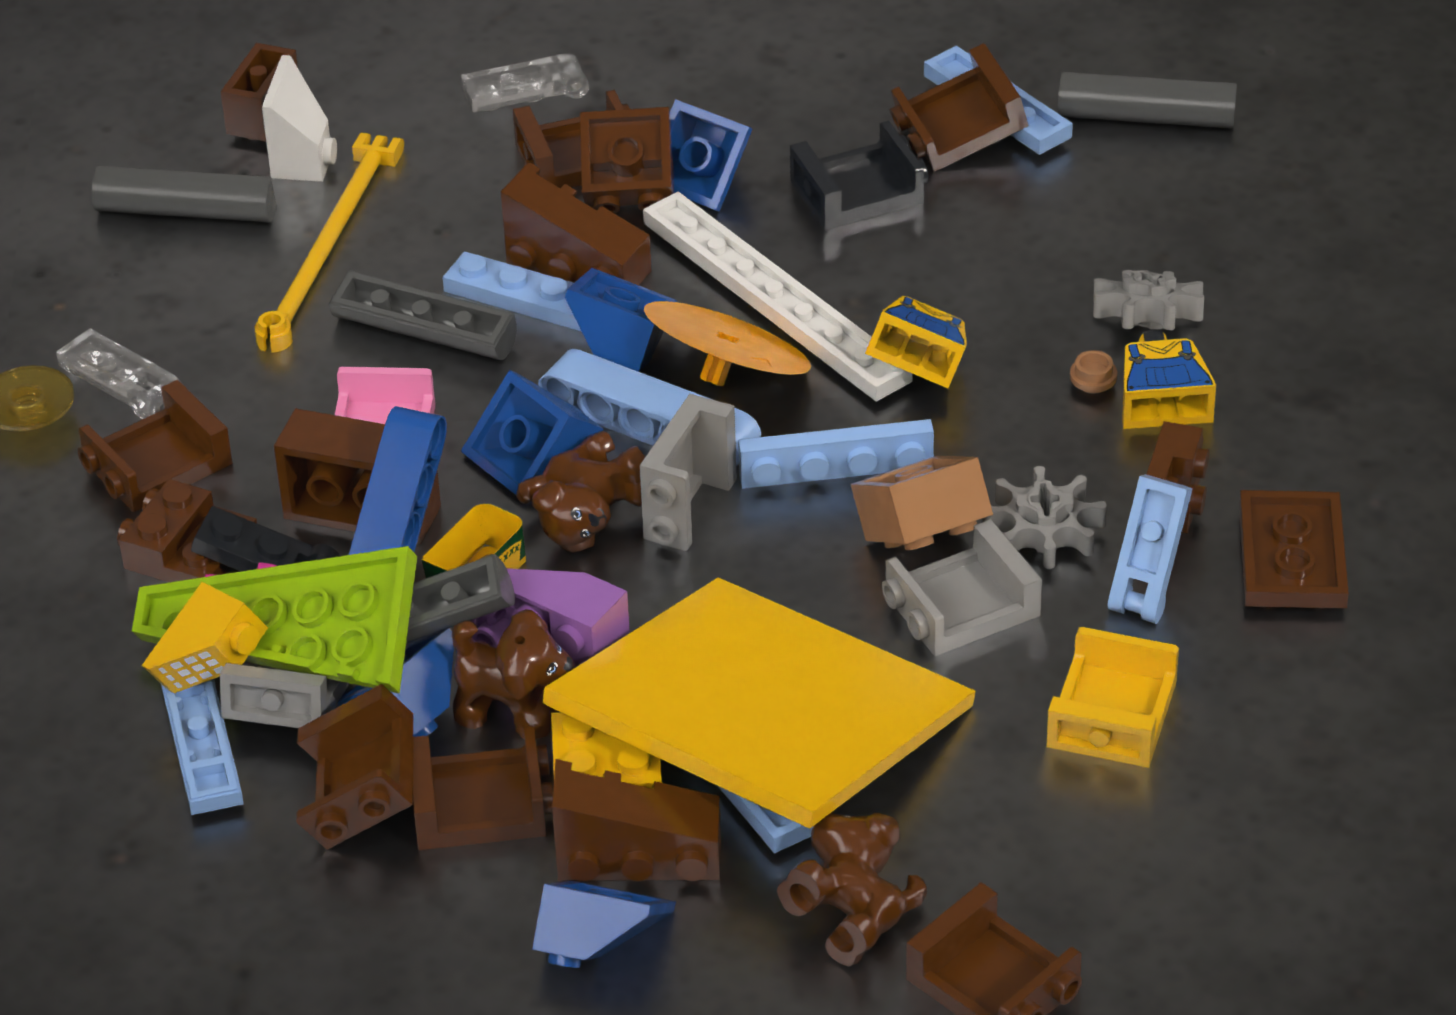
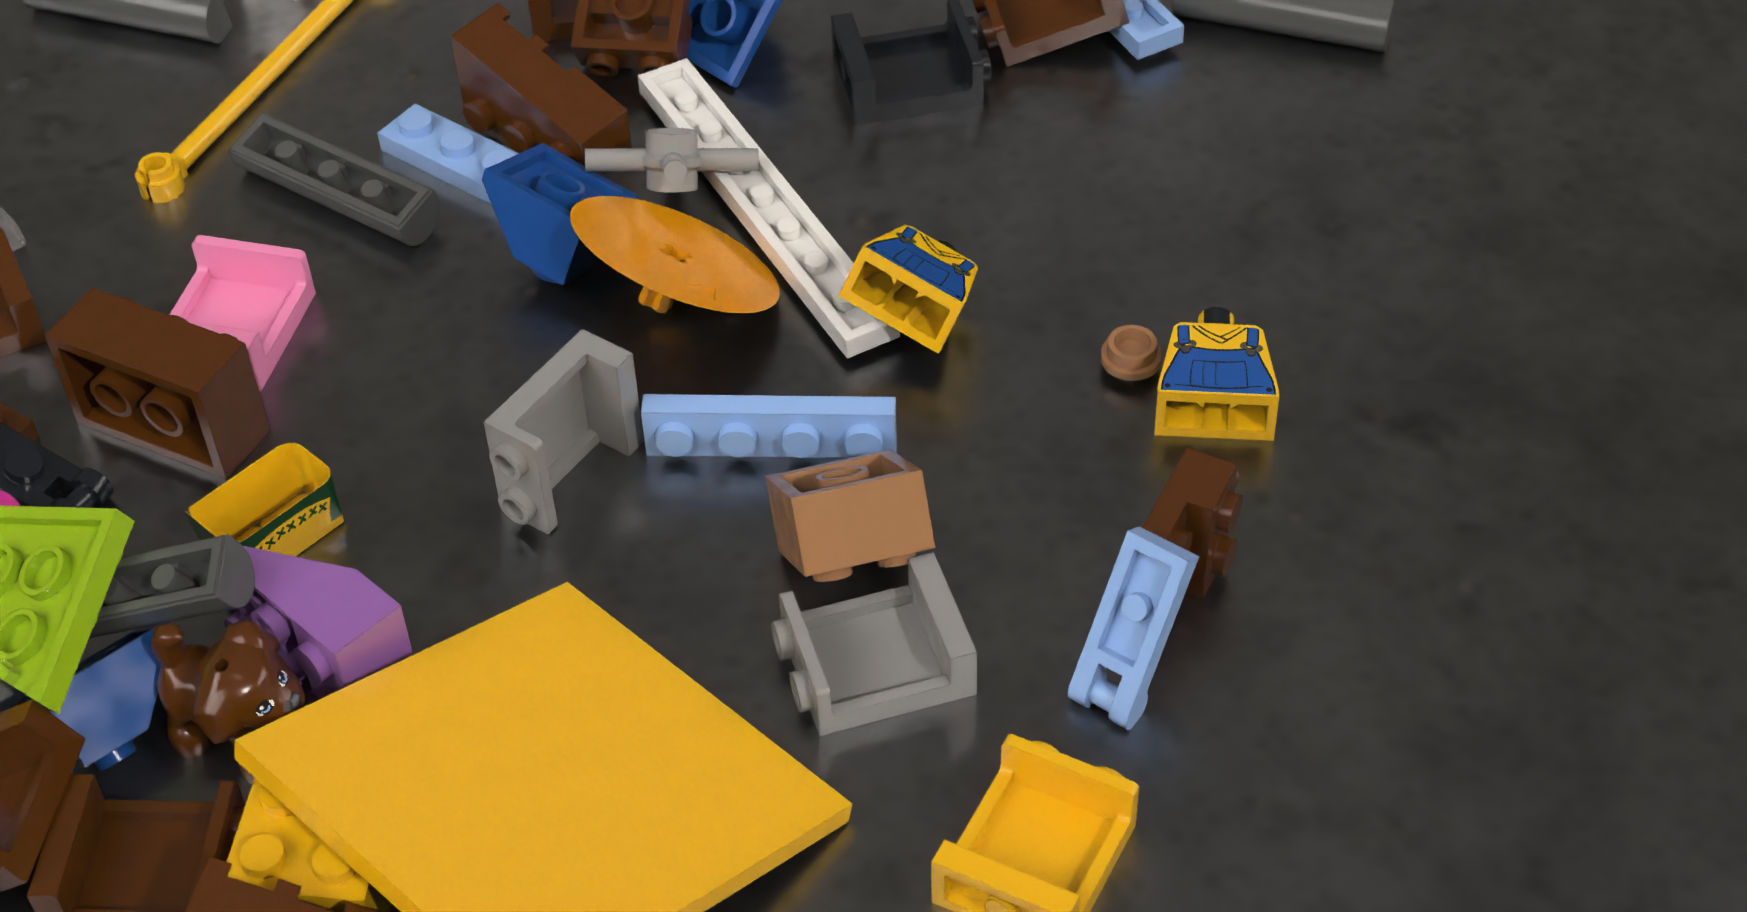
camera: 10 degrees right, 5 degrees up
(400, 481) = (166, 424): blue beam -> none
(524, 431) = (400, 355): blue slope -> none
(580, 487) = (428, 426): reddish brown animal -> none
(625, 398) = (539, 319): light blue beam -> none
(698, 269) = (671, 159): none -> light grey bar
(1047, 515) = (1038, 556): light grey gear -> none
(1148, 299) = (1222, 264): light grey gear -> none
(1293, 549) = (1337, 647): reddish brown plate -> none

